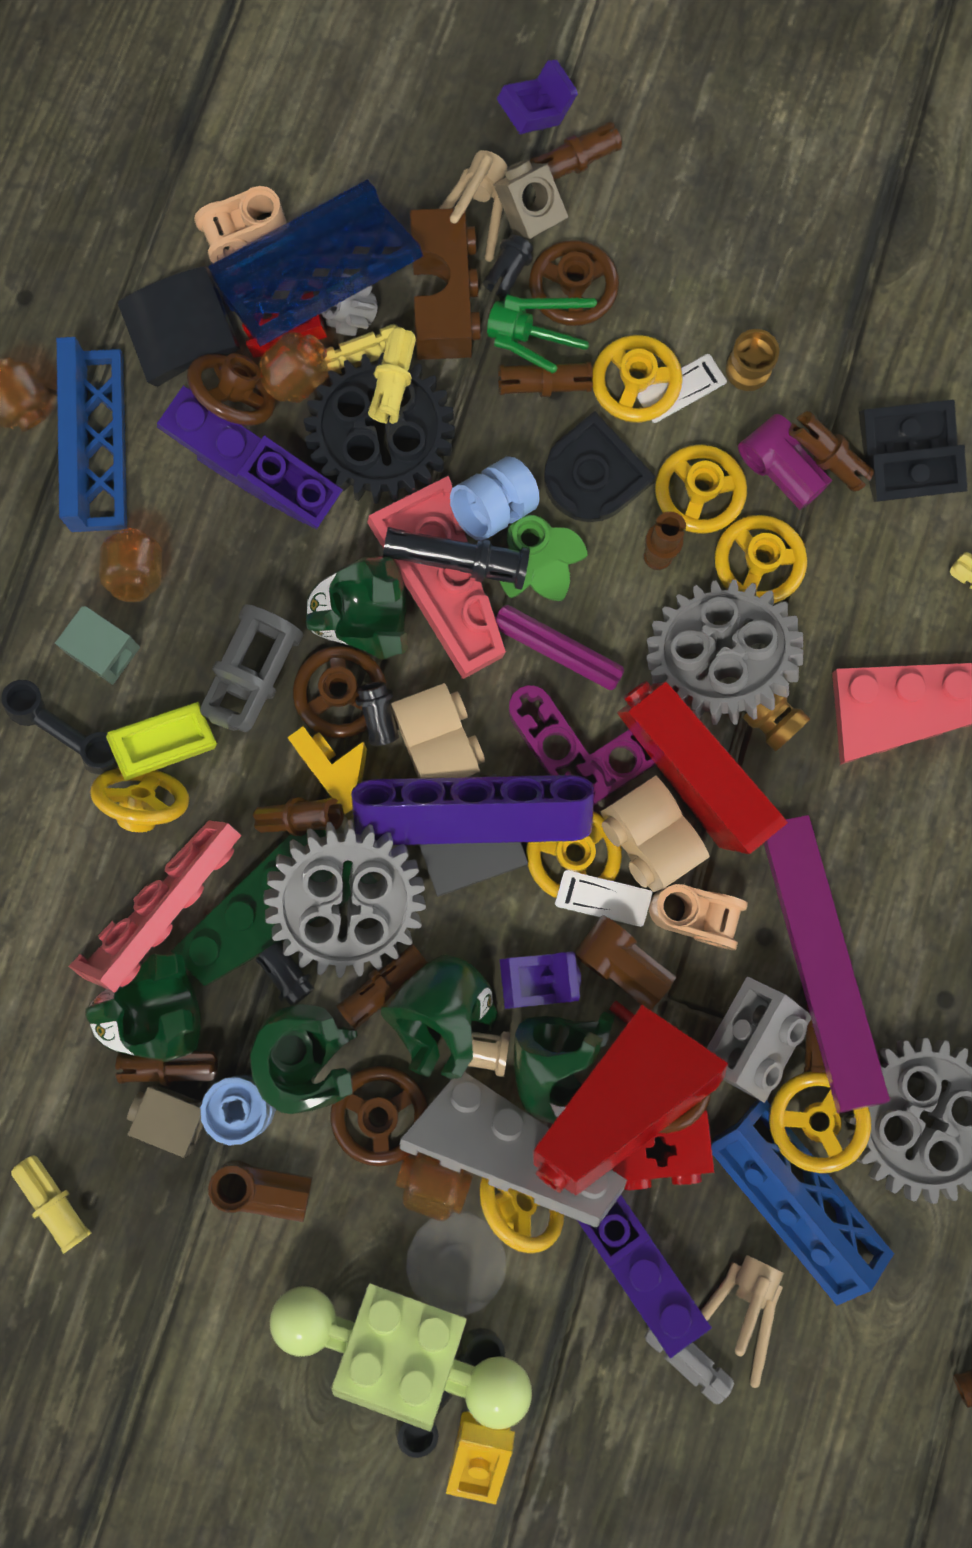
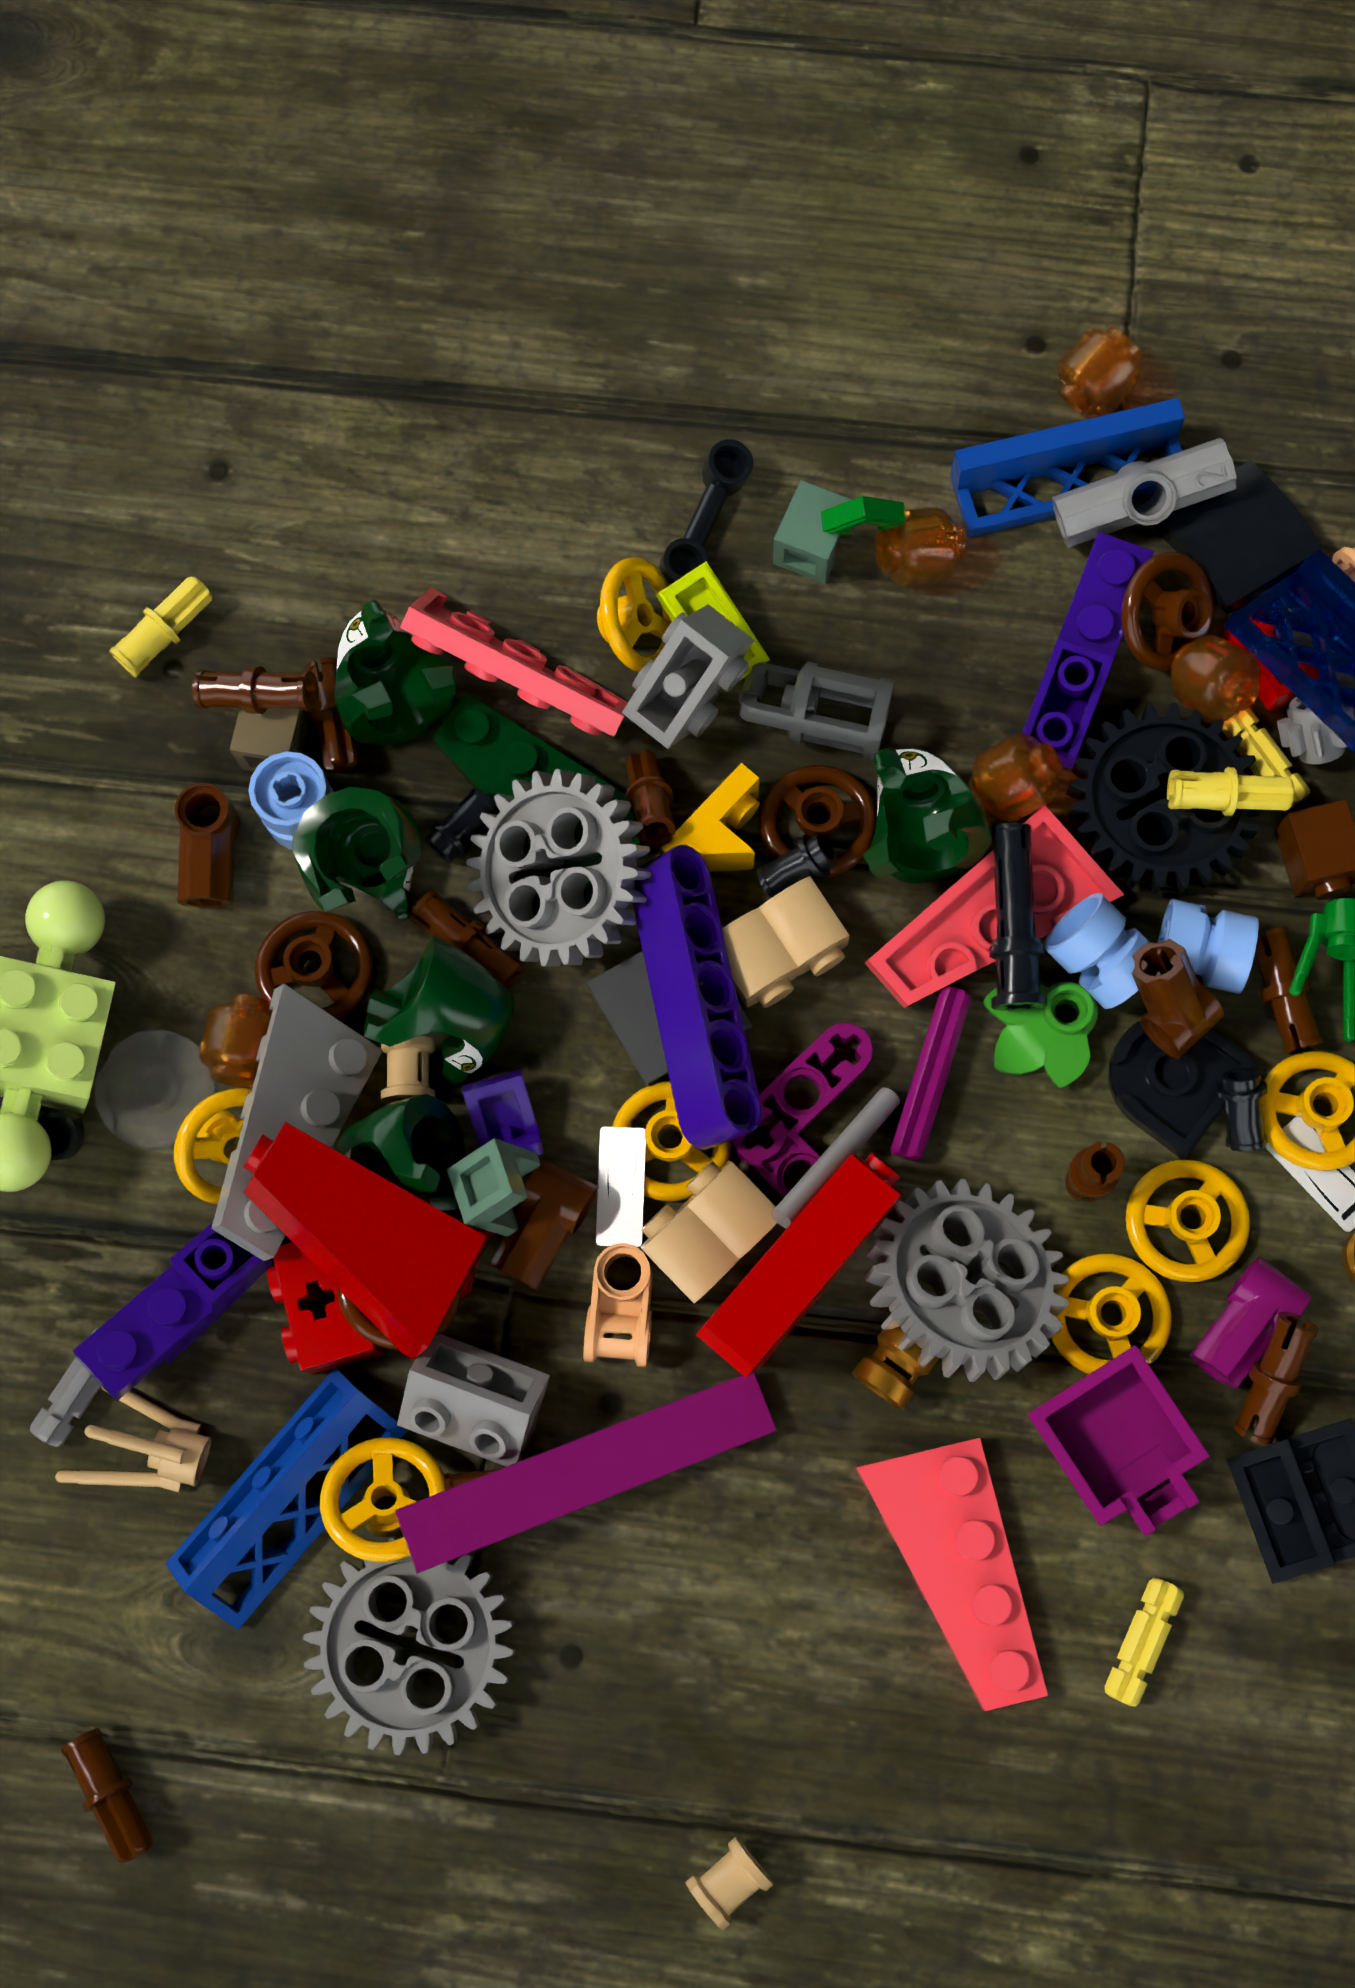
camera: 90 degrees right, 5 degrees down
(101, 599) = (860, 511): none -> green tile
(128, 357) = (1179, 482): none -> light grey piece
(139, 1126) = (255, 690): none -> reddish brown pin
(213, 773) = (679, 687): none -> light grey brick
(342, 531) = (1016, 777): none -> clear orange head
(507, 417) = (1217, 947): none -> light blue wheel
(547, 453) = (1175, 1001): none -> reddish brown piece
(600, 994) = (491, 1184): none -> sand green panel
(615, 729) = (847, 1143): none -> light grey bar
(622, 425) = (1243, 1109): none -> black pin
(857, 568) = (1122, 1442): none -> magenta piece

